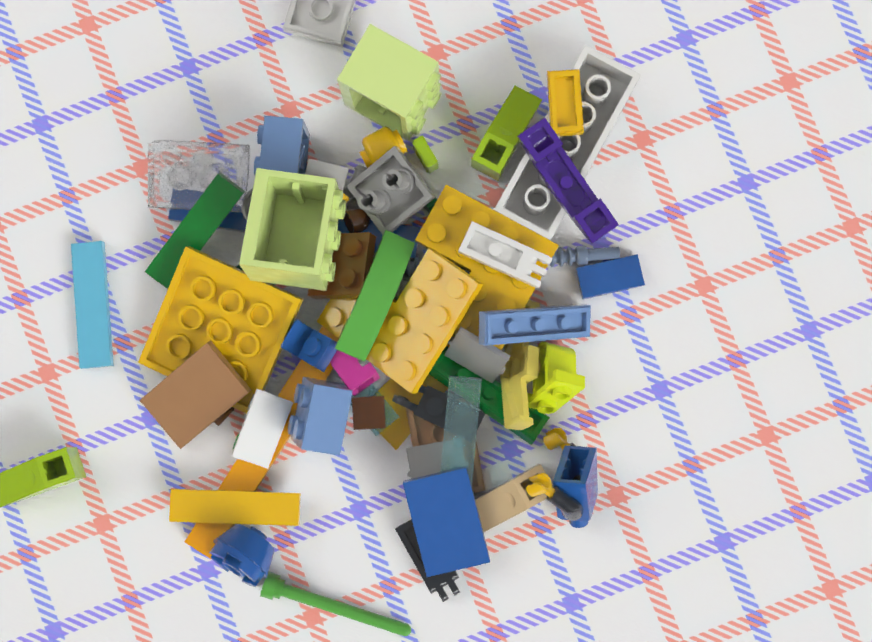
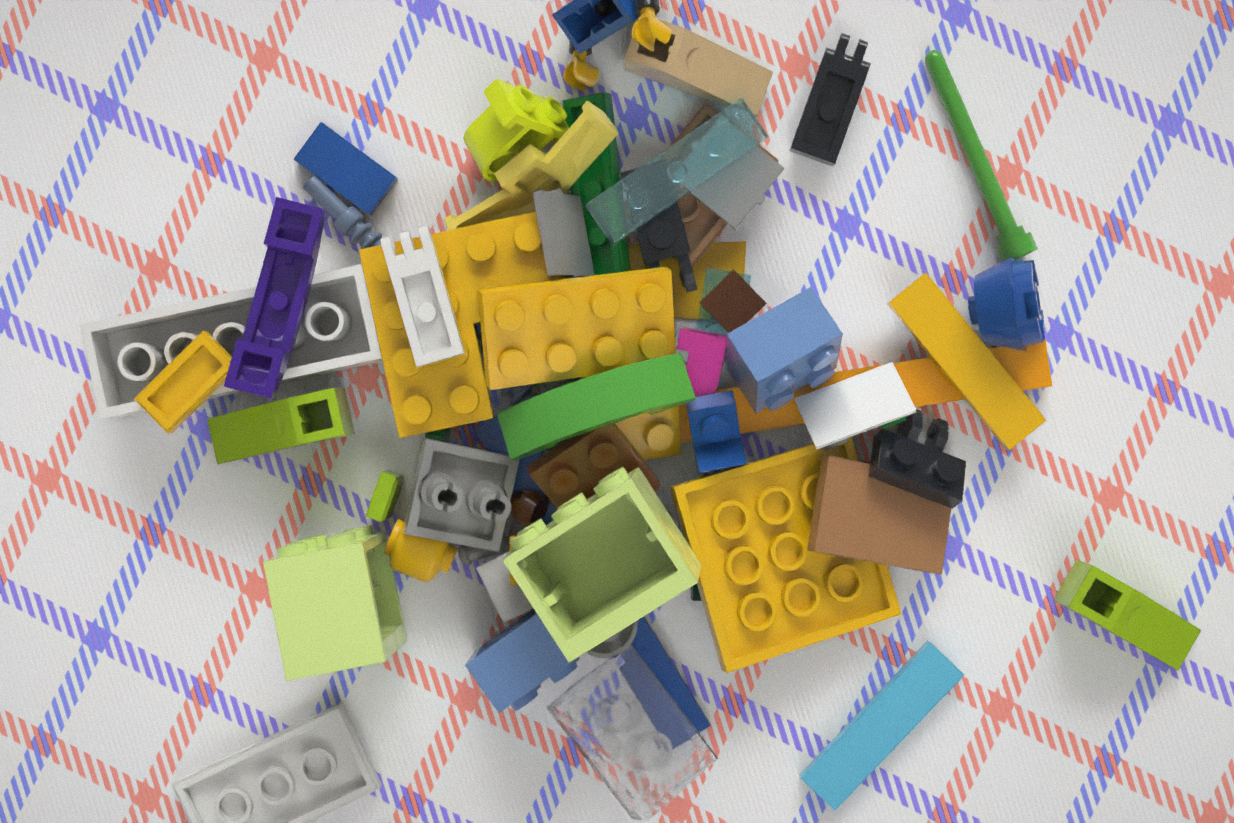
camera: 140 degrees left, 5 degrees up
(196, 227) = (694, 681): green tile -> none
(202, 435) = (916, 466): none -> black hinge
(446, 521) = (778, 109): blue tile -> none
(534, 324) = (474, 200): medium blue tile -> none

